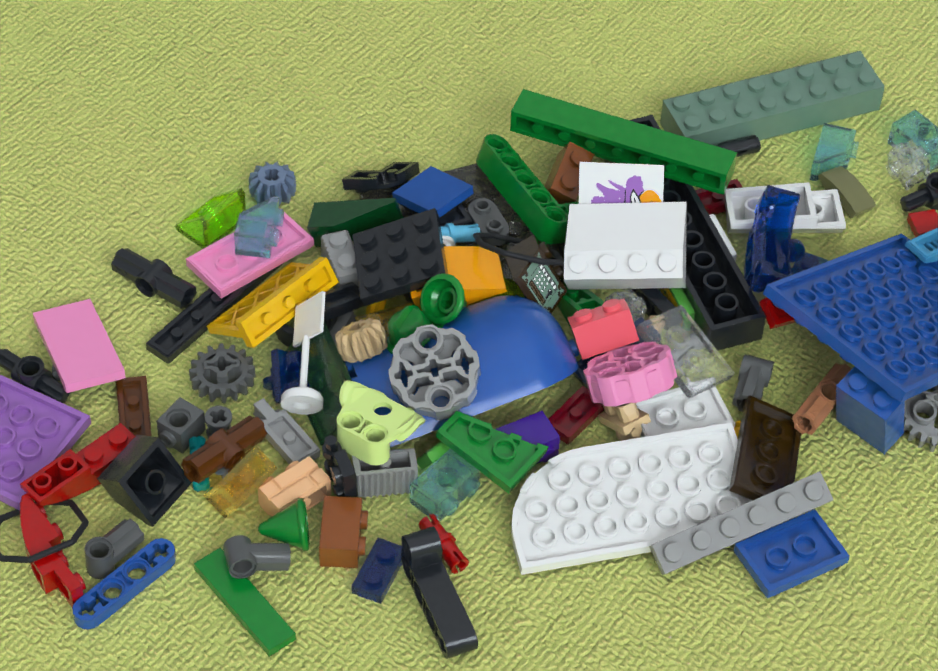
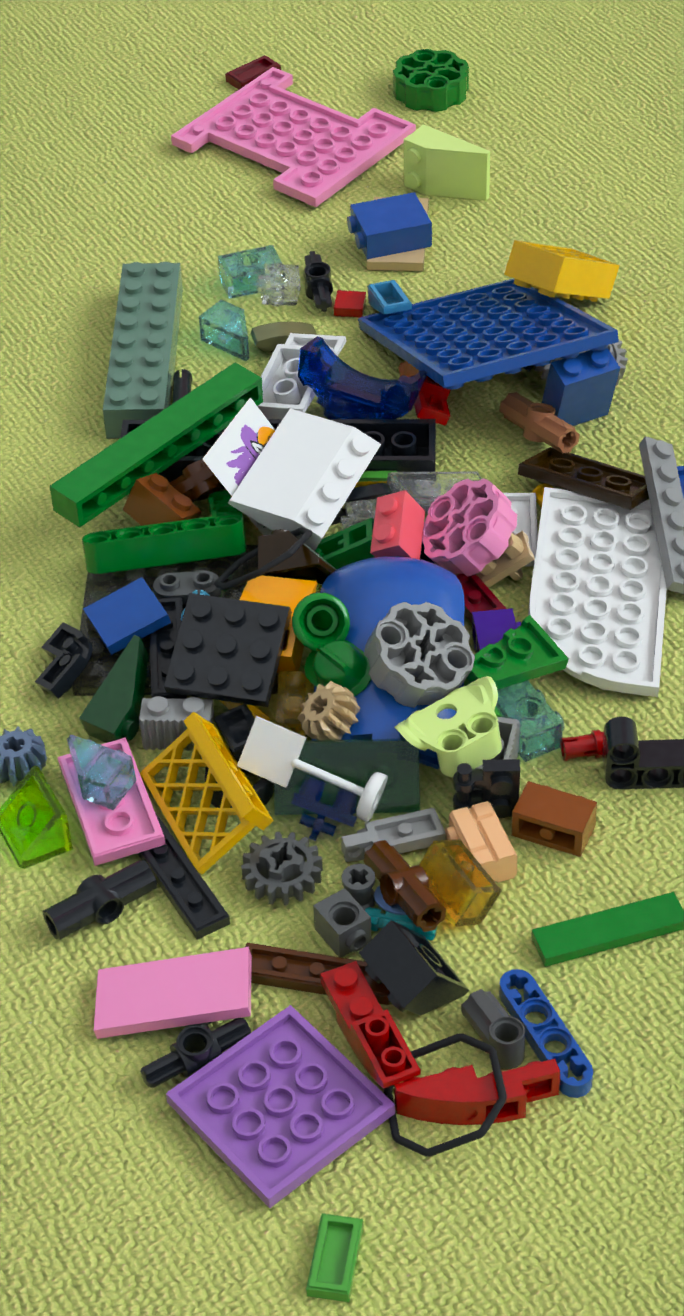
camera: 65 degrees left, 5 degrees down
(247, 557) = (565, 898): dark grey piece -> none
(289, 526) = (538, 848): green hat -> none
(378, 571) = (614, 806): clear blue plate -> none
(752, 378) = (488, 463): dark grey piece -> none

